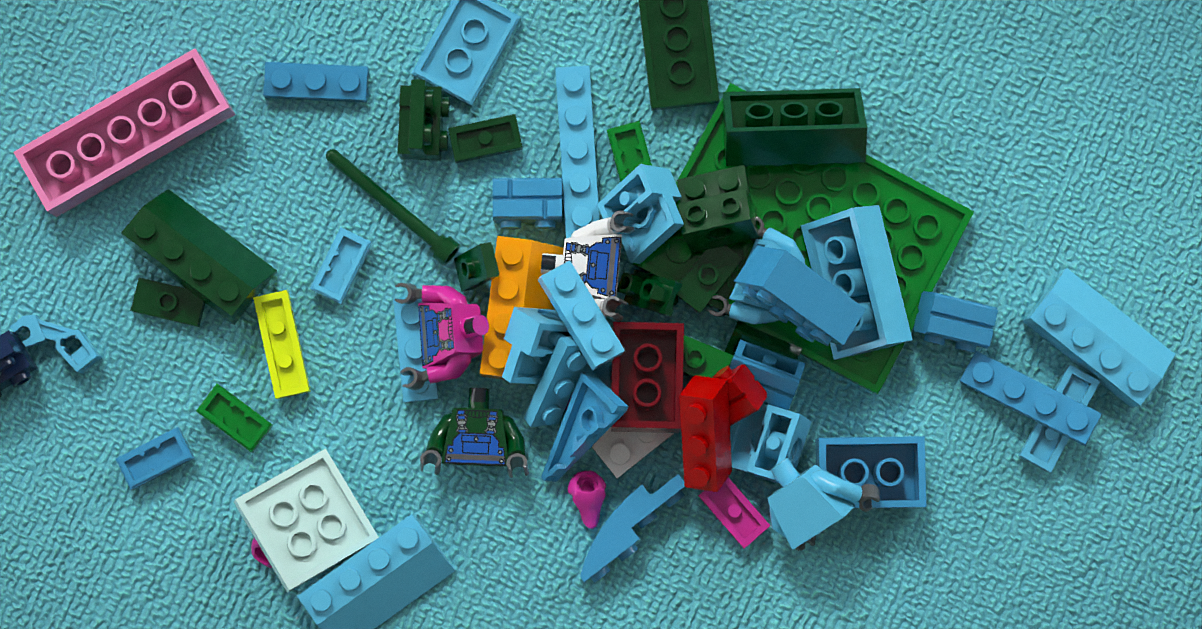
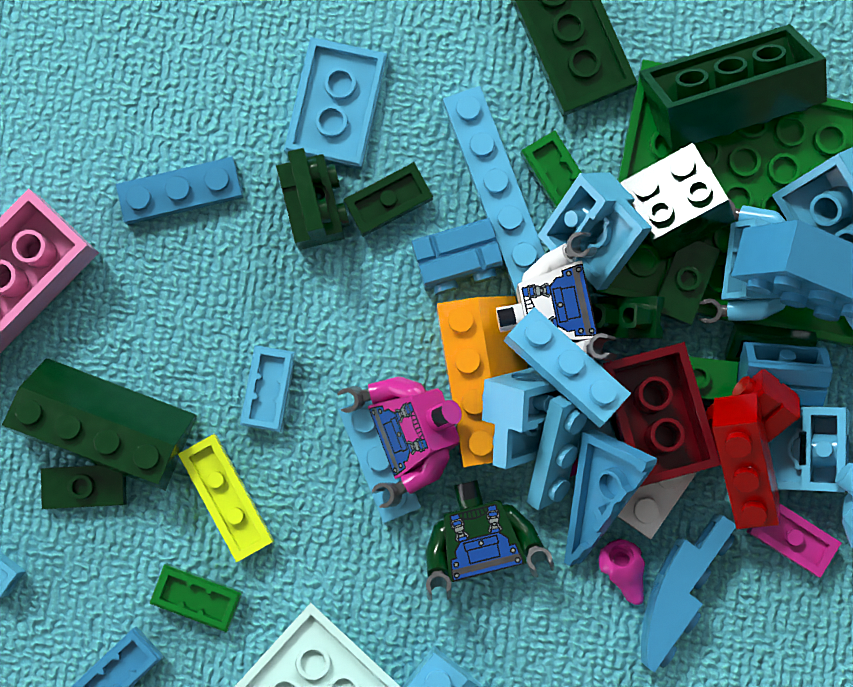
camera: 20 degrees left, 0 degrees up
(442, 246) = (374, 334): dark green piece -> none
(476, 266) = (423, 345): dark green plate -> none

